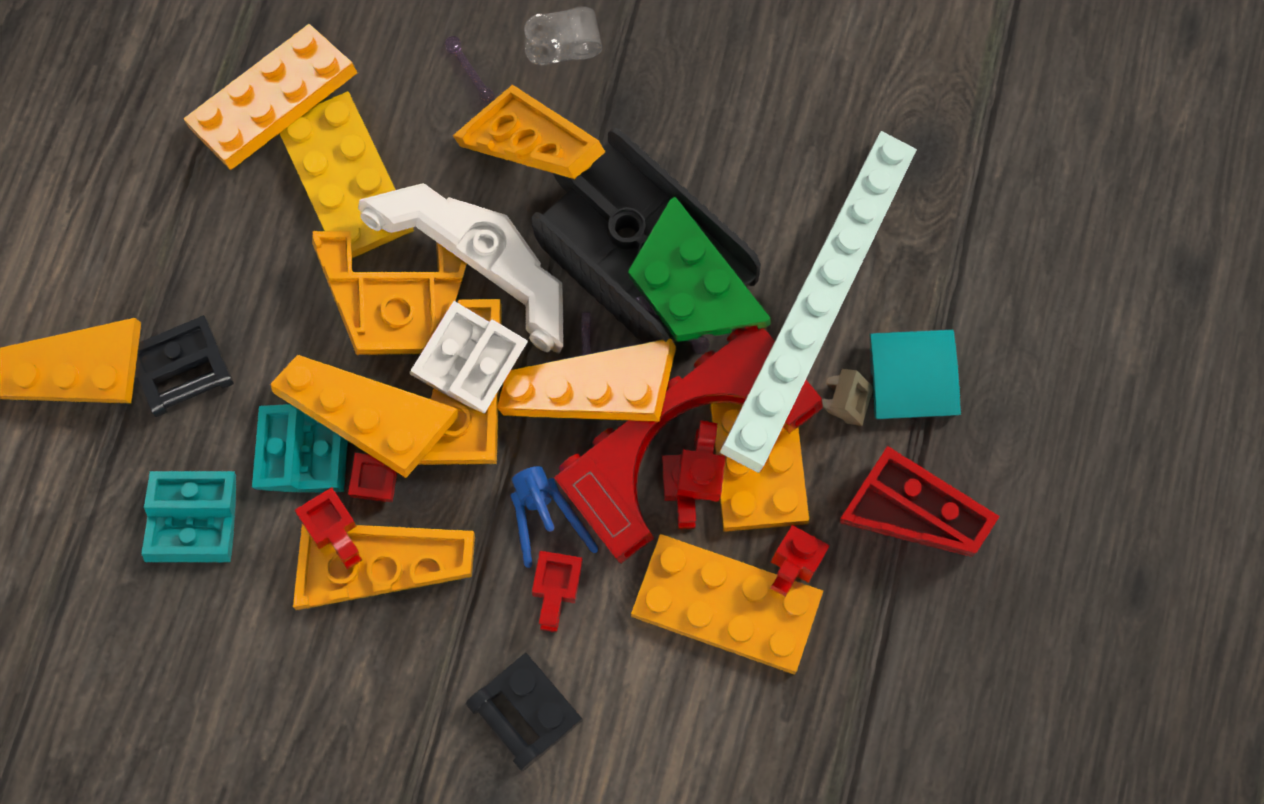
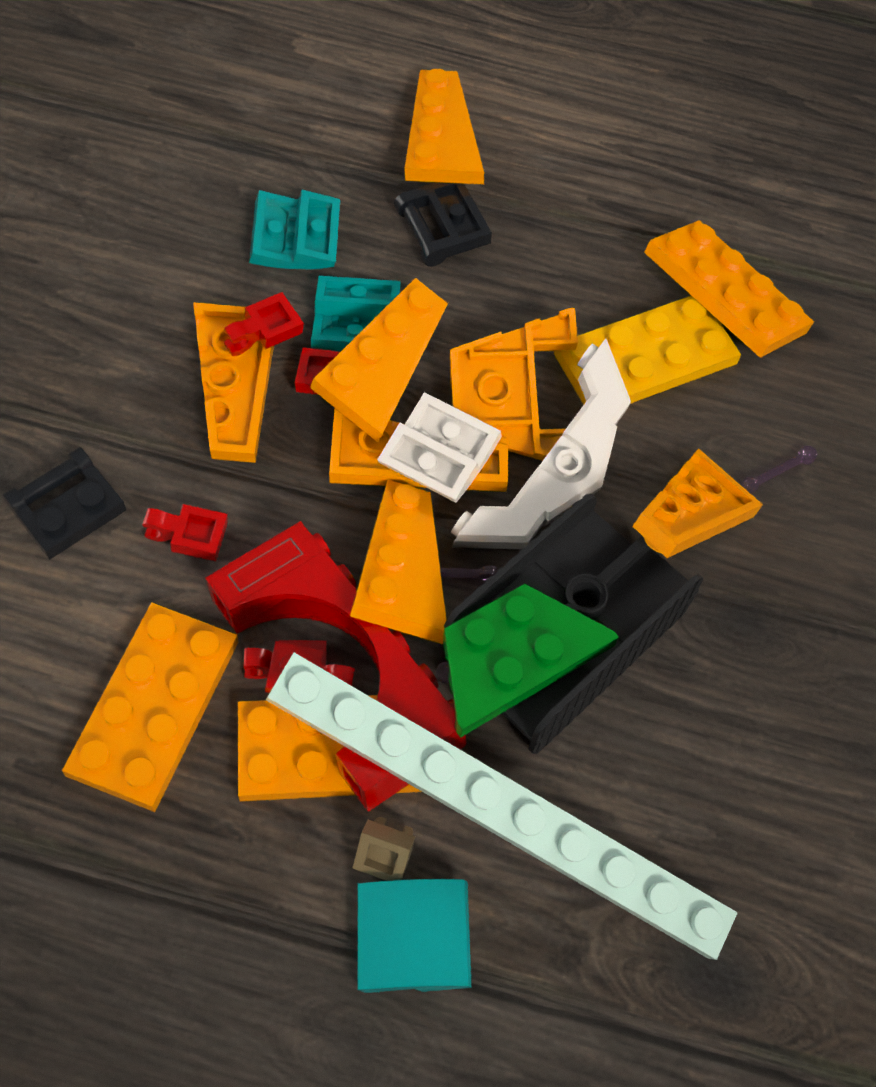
camera: 85 degrees right, 10 degrees down
(534, 492) = (289, 510): blue plant -> none
(564, 35) = (828, 554): clear piece -> none
(797, 557) = (193, 779): red plate -> none
(918, 507) = (235, 921): red wedge -> none

